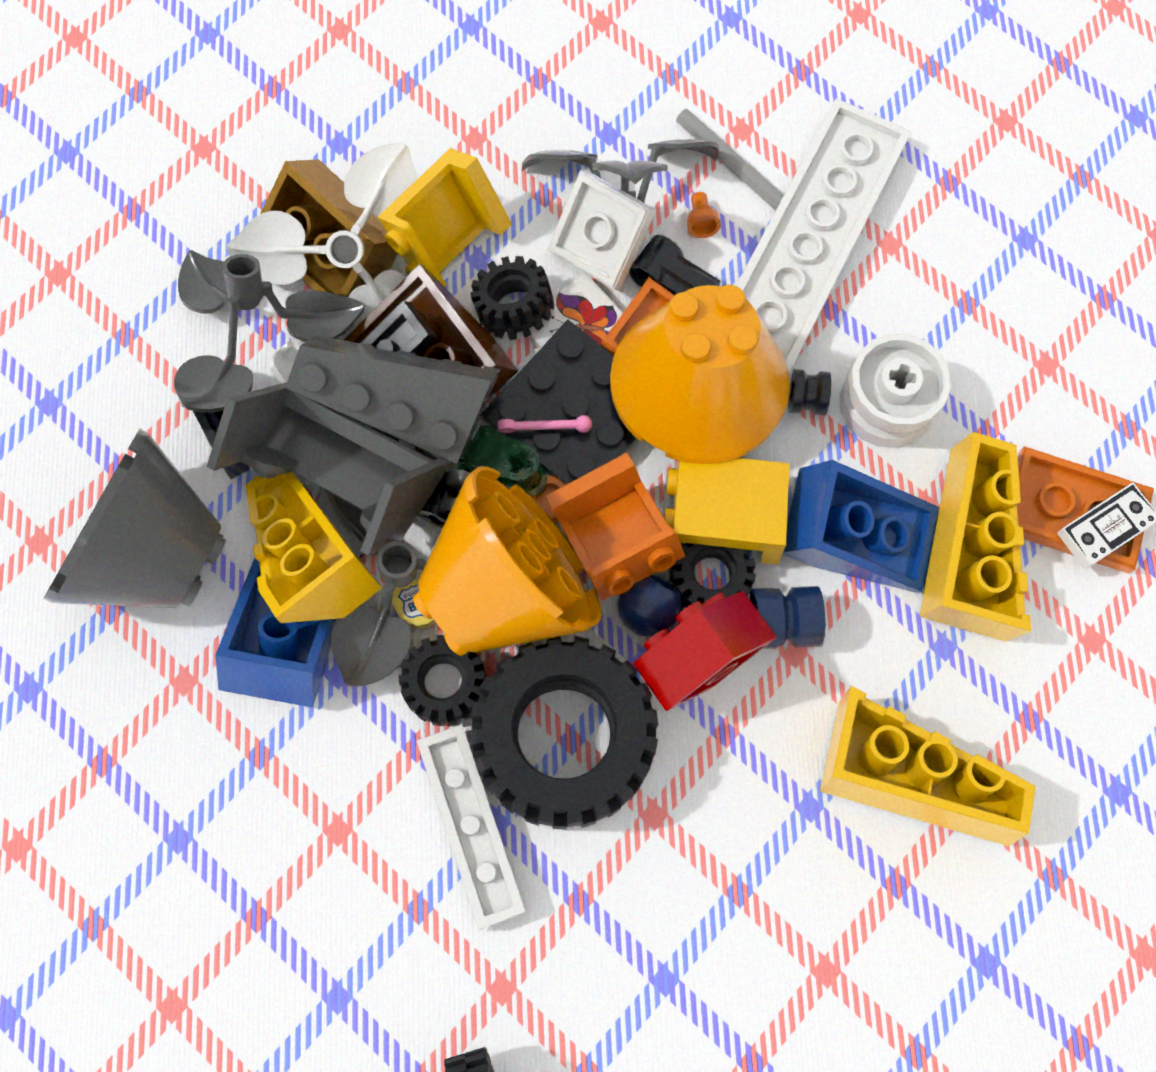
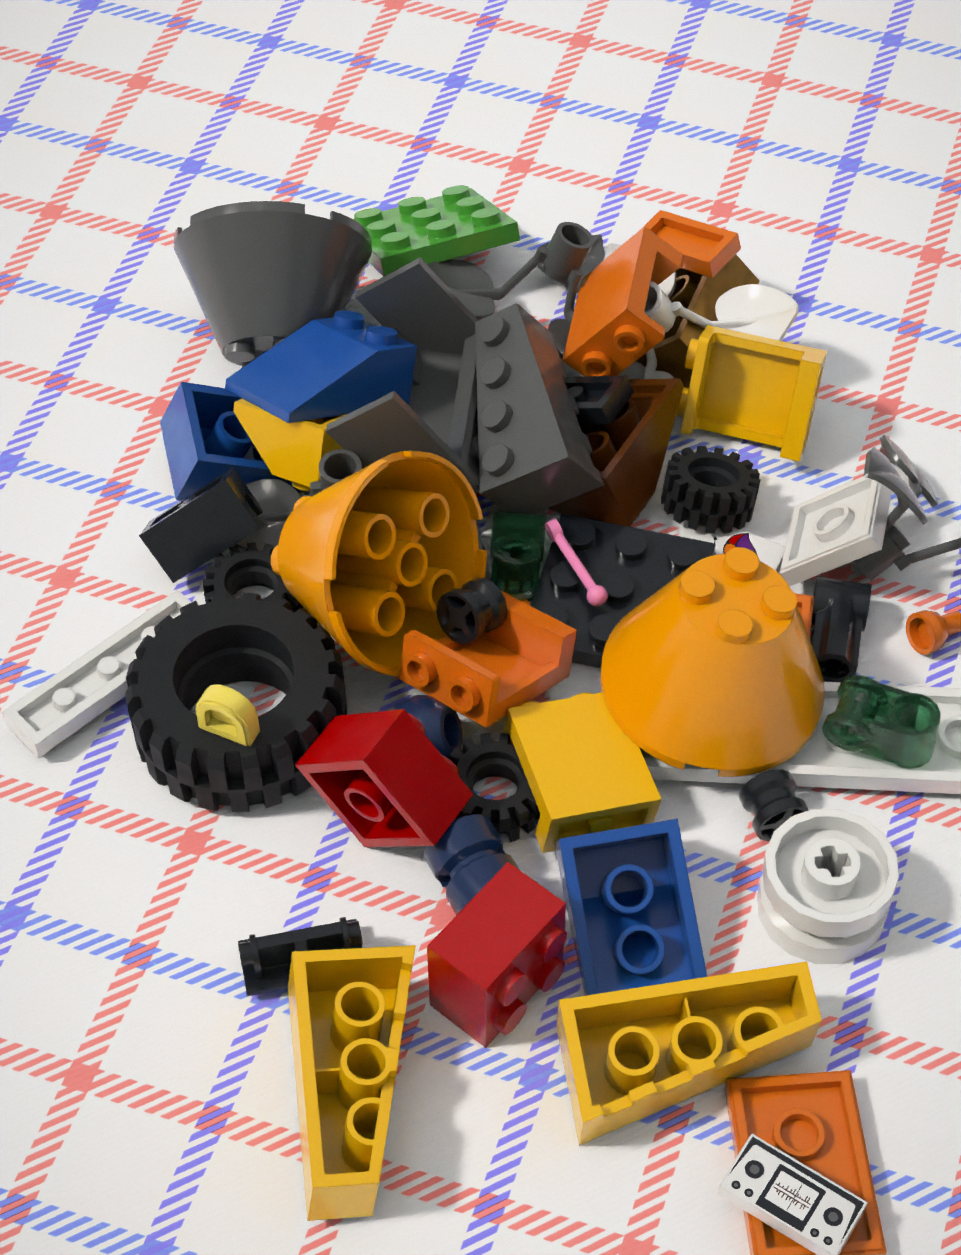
camera: 70 degrees right, 20 degrees down
(120, 379) = (435, 228): none -> bright green plate
(271, 531) = (327, 369): none -> blue slope
(273, 190) = (703, 246): none -> orange tile
(328, 272) = (609, 313): none -> orange panel
(367, 695) = (202, 525): none -> black hinge
(571, 520) = (471, 610): none -> black wheel
(619, 747) = (227, 714): none -> light yellow tile
(784, 291) = (884, 722): none -> clear green piece
(796, 770) = (268, 957): none -> black hinge
(877, 630) = (497, 955): none -> red brick

